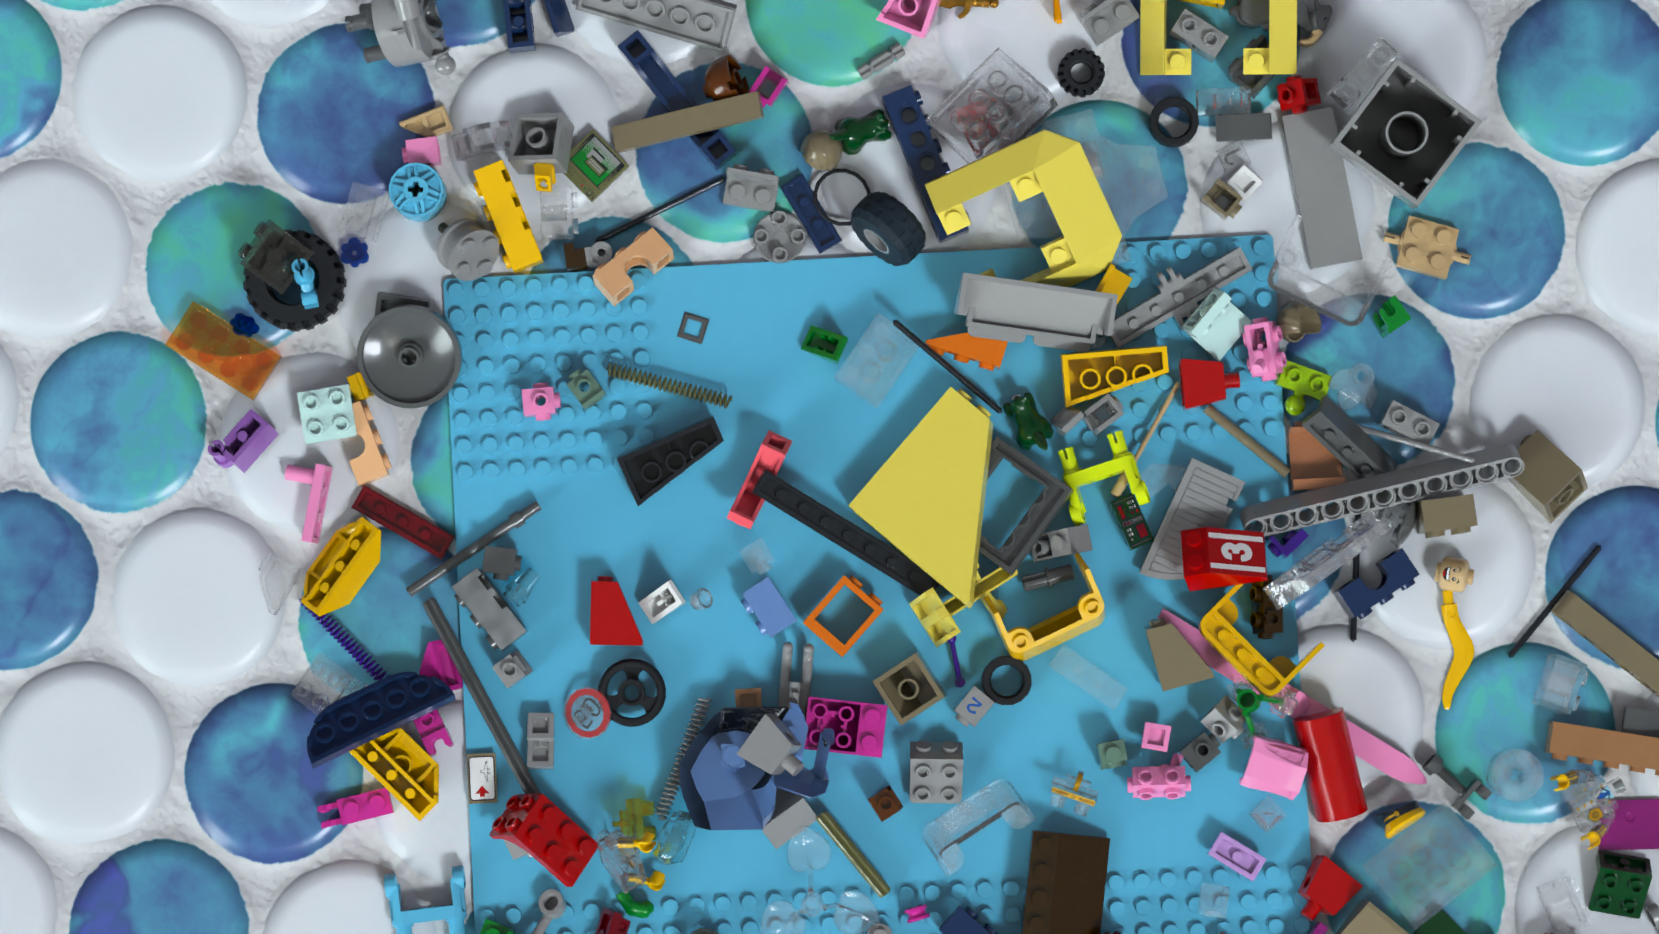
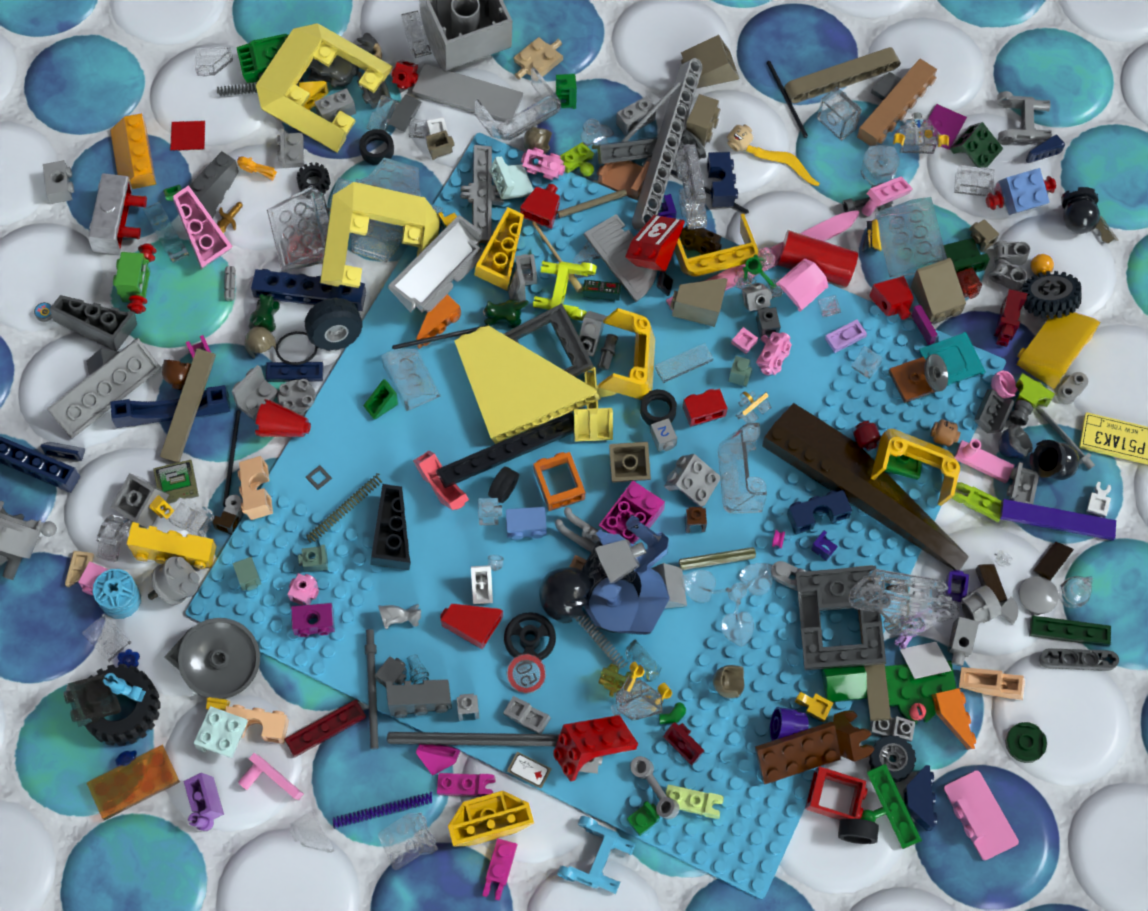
camera: 60 degrees left, 20 degrees down
(342, 567) = (328, 780): yellow wedge -> none
(373, 713) = (441, 811): dark blue plate -> none
(509, 418) = (302, 615): none -> magenta brick
(523, 325) = (247, 574): none -> sand green brick
(571, 524) = (394, 614): none -> light grey animal
(701, 705) = (564, 593): none -> black piece
(731, 244) = (280, 421): none -> red cone
(798, 555) = (503, 484): none -> black tyre
(959, 681) = (642, 437): dark purple hinge -> none
(1037, 736) = (704, 407): none -> red brick
(1181, 596) = (664, 283): none -> black slope
(1475, 805) = (885, 193): none -> bright pink piece

